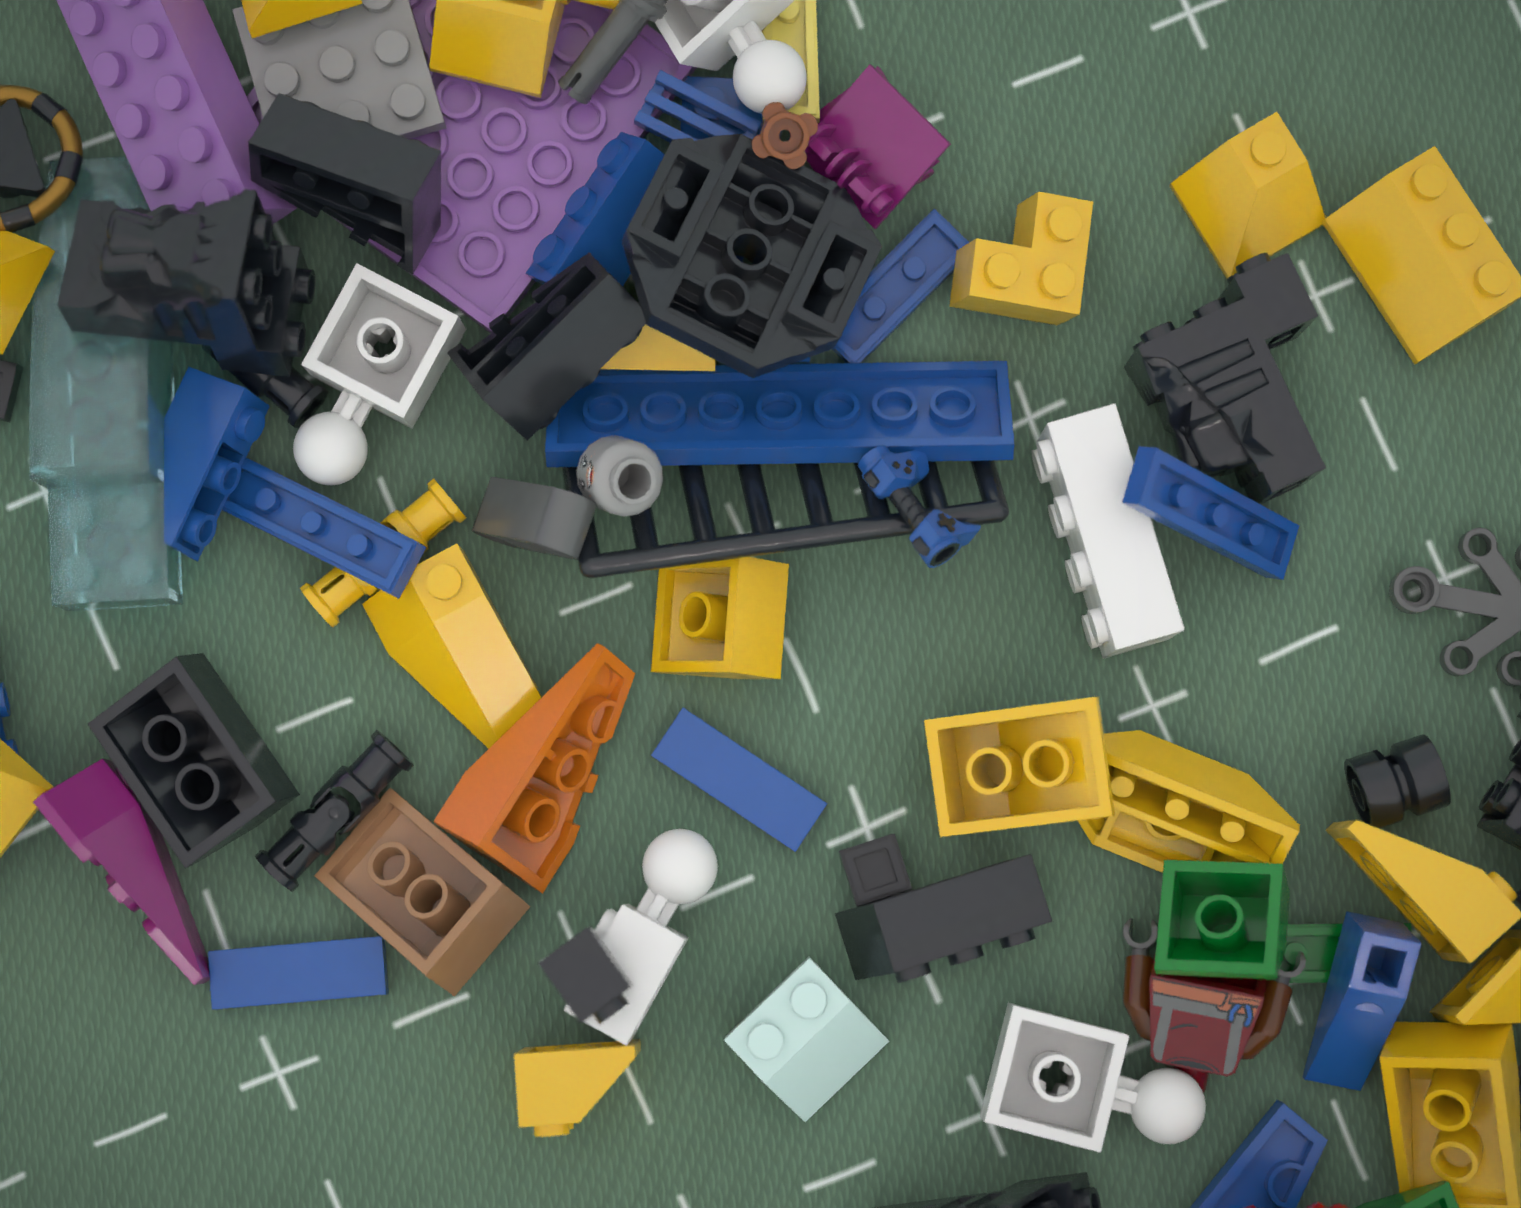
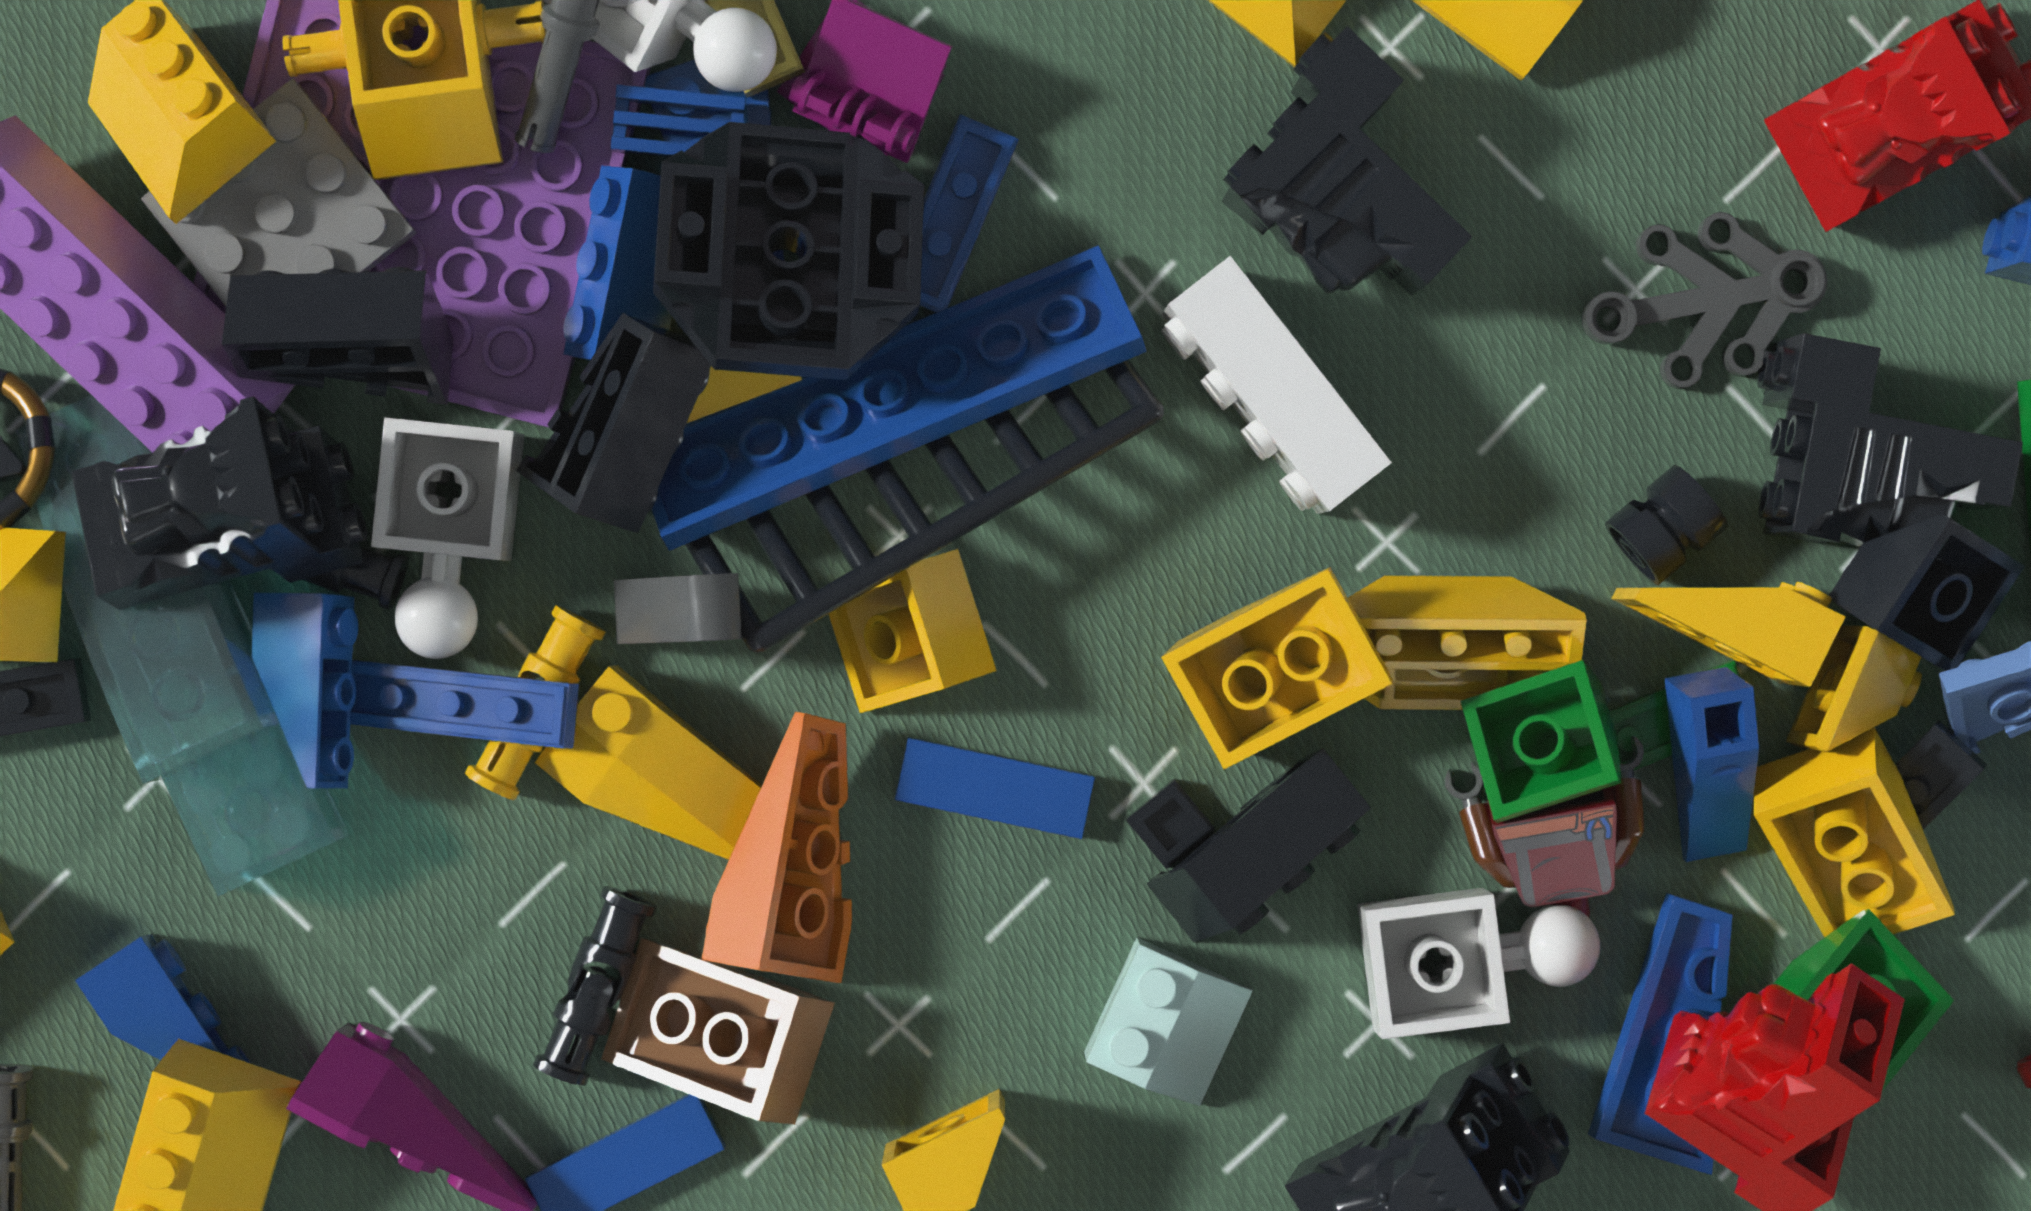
camera: 25 degrees left, 5 degrees up
(193, 758) = (428, 992): black slope -> none
(587, 976) = (925, 1061): black brick -> none
(620, 475) = (749, 534): light grey head -> none
(677, 870) = (961, 995): white brick -> none
(800, 130) = (789, 119): dark orange plate -> none
(893, 475) = (1029, 421): blue piece -> none
(1038, 273) = (1097, 138): yellow brick -> none
(1210, 513) = (1370, 328): blue plate -> none

